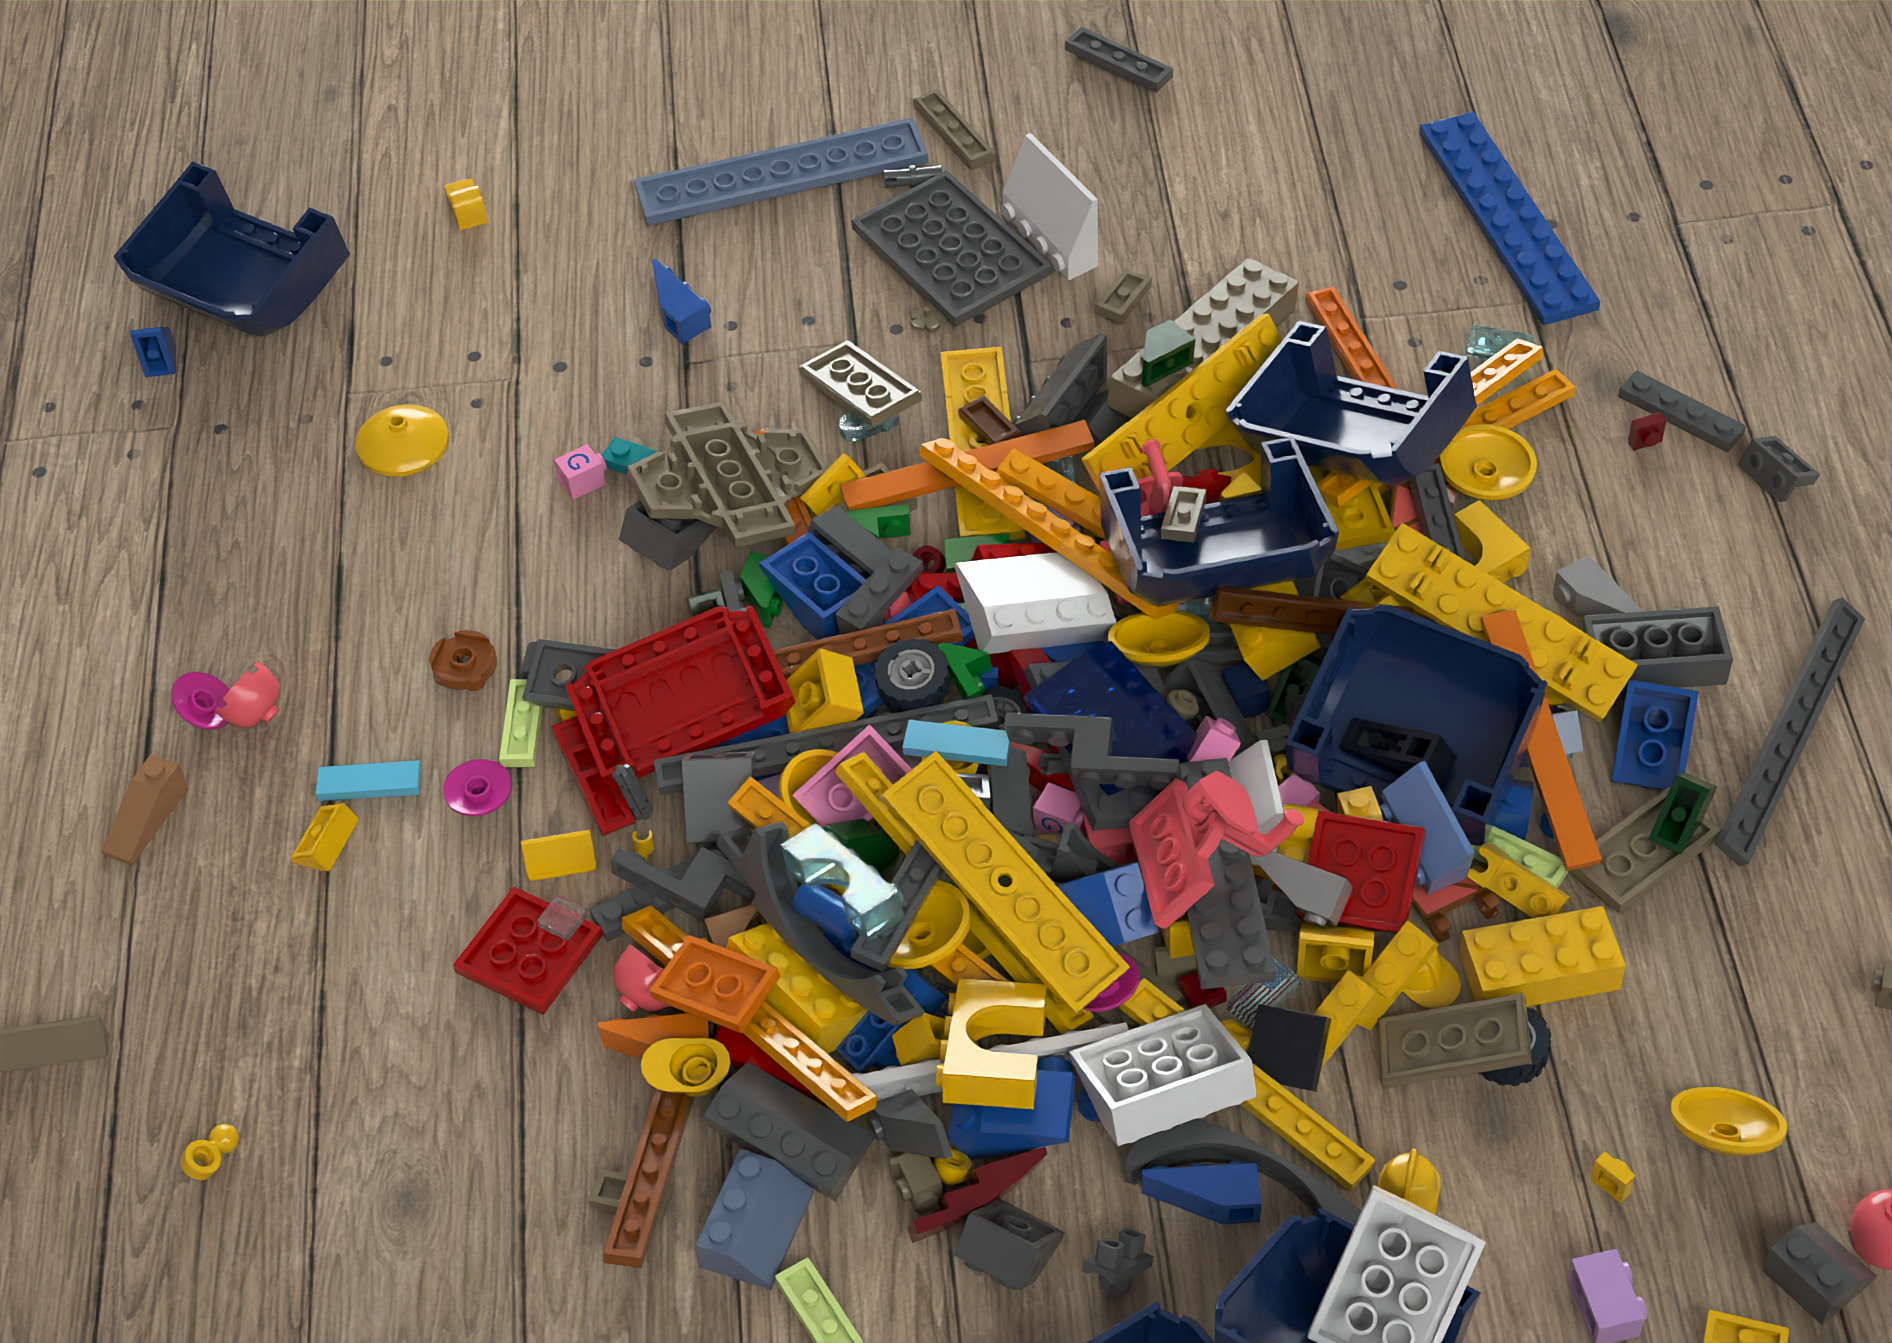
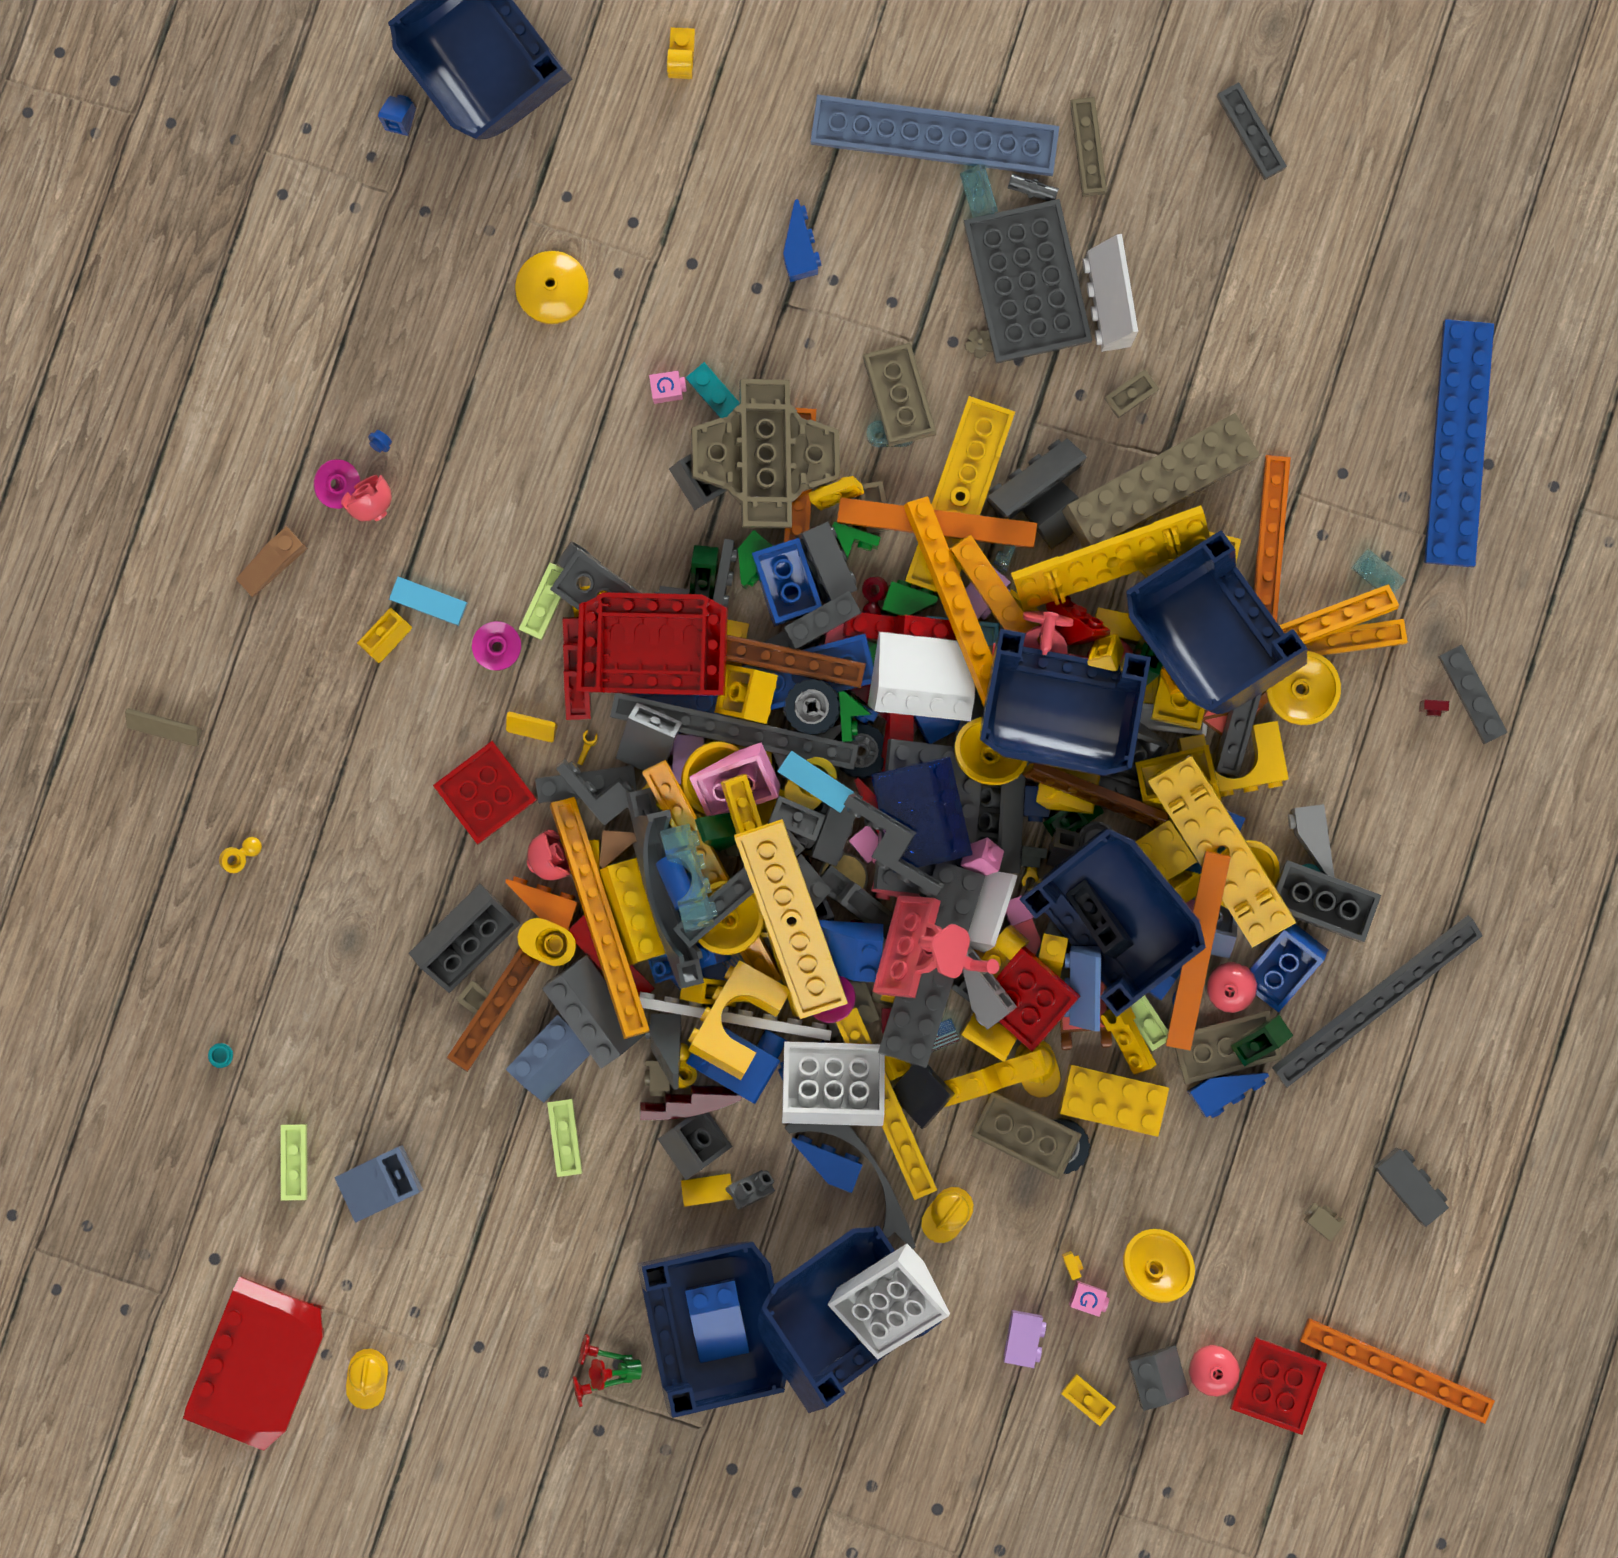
camera: 25 degrees right, 35 degrees up
(244, 643) = (379, 441): none -> blue plate
(463, 675) = (525, 540): dark orange plate -> none
(562, 917) = (514, 783): clear tile -> none
(569, 1124) = (464, 938): none -> dark grey slope
(632, 792) = (594, 704): dark grey axle -> none
(715, 983) = (584, 898): orange plate -> none
(853, 194) = (978, 191): none -> clear light blue plate
(987, 421) = (971, 487): reddish brown tile -> none
(1058, 1301) = (706, 1189): none -> yellow slope
(1166, 352) = (1113, 507): dark green slope -> none
(1183, 514) = (1053, 666): dark tan plate -> none
(1183, 703) = (977, 808): dark tan plate -> none
(1608, 781) = (1231, 976): none -> coral cylinder
(1662, 1208) = (1089, 1299): none -> bright pink brick
(1668, 895) = (1219, 1091): none -> blue slope
(1776, 467) = (1506, 779): dark grey bracket -> none

